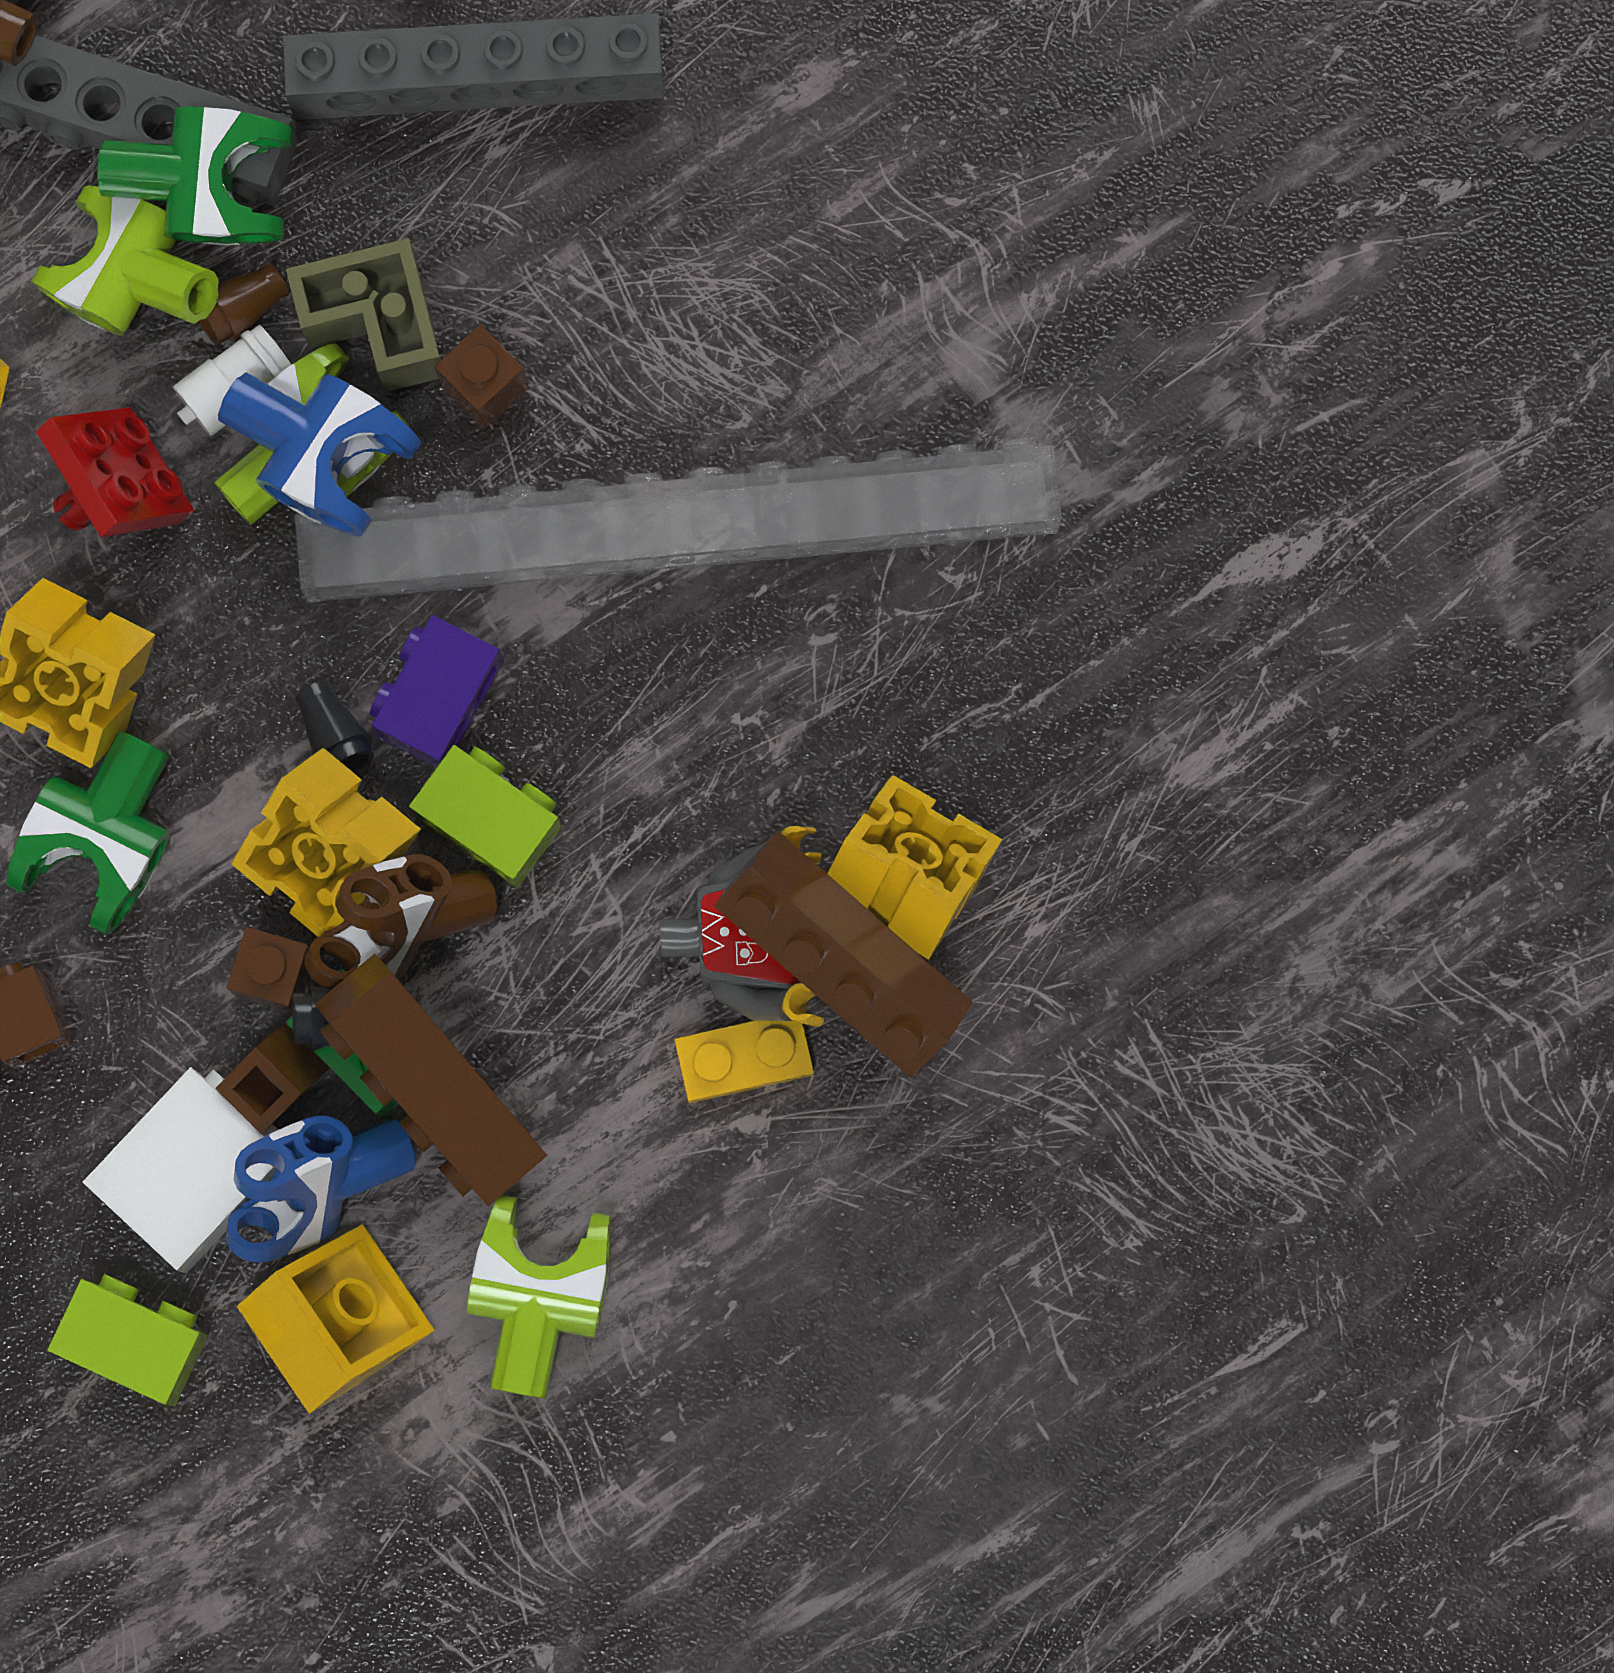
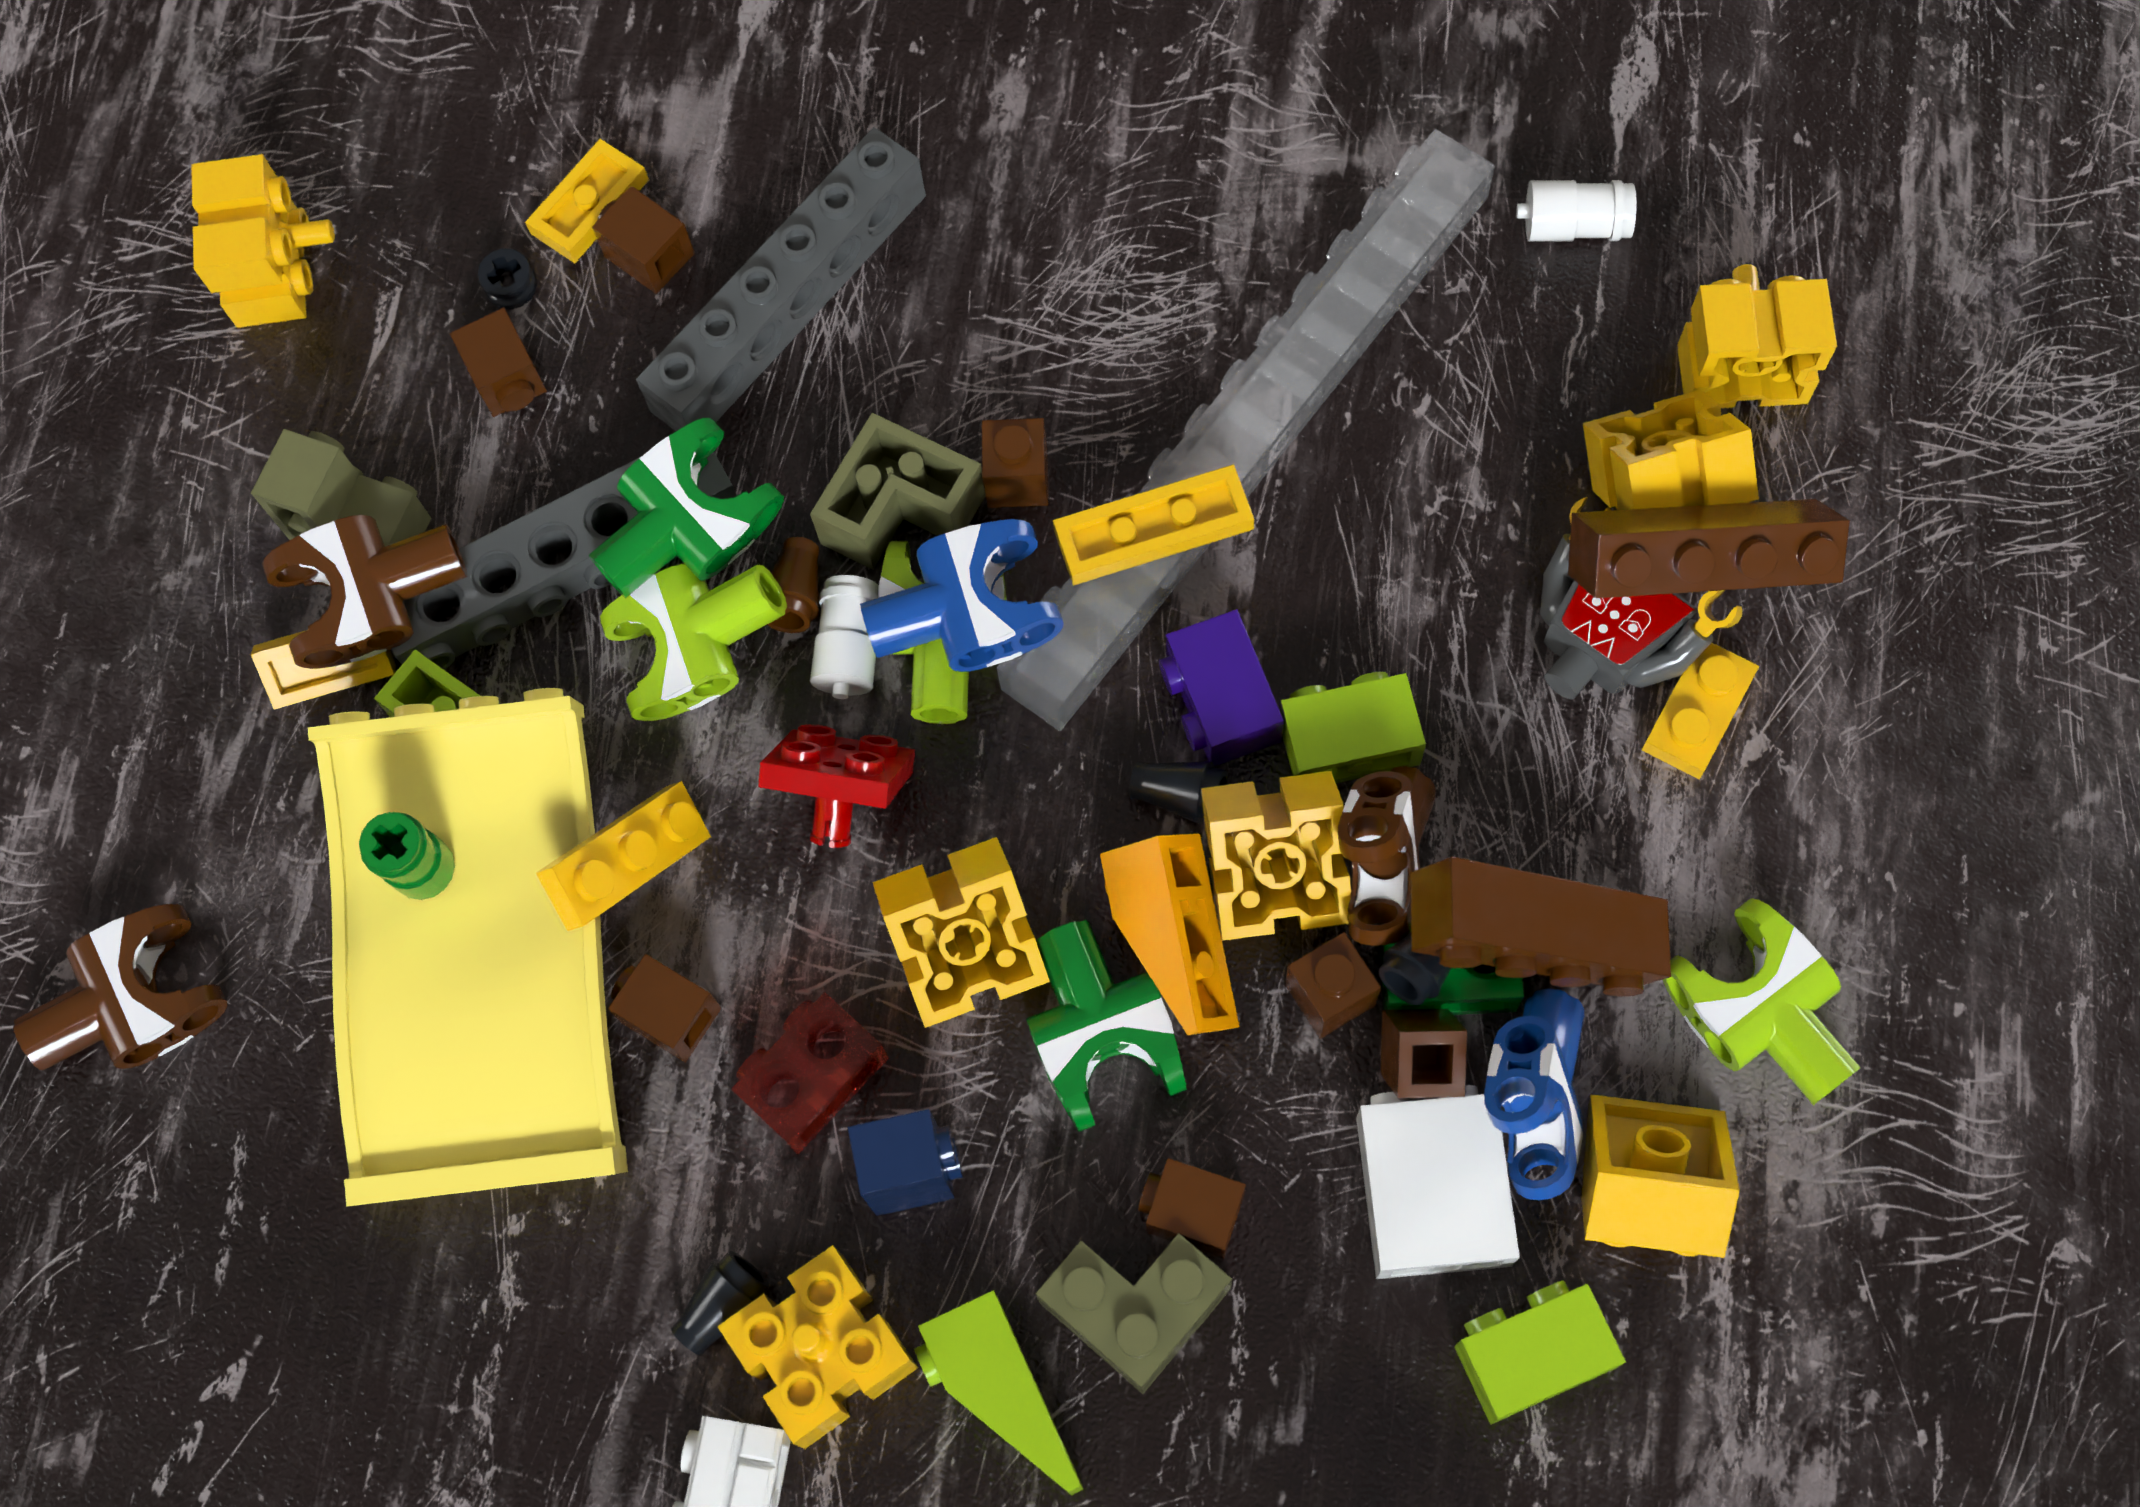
camera: 40 degrees left, 10 degrees down
(207, 822) = (1170, 920): none -> light orange slope
(503, 528) = (1153, 524): none -> yellow plate
(1078, 849) = (1757, 340): none -> yellow brick
(1093, 615) = (1578, 210): none -> white piece

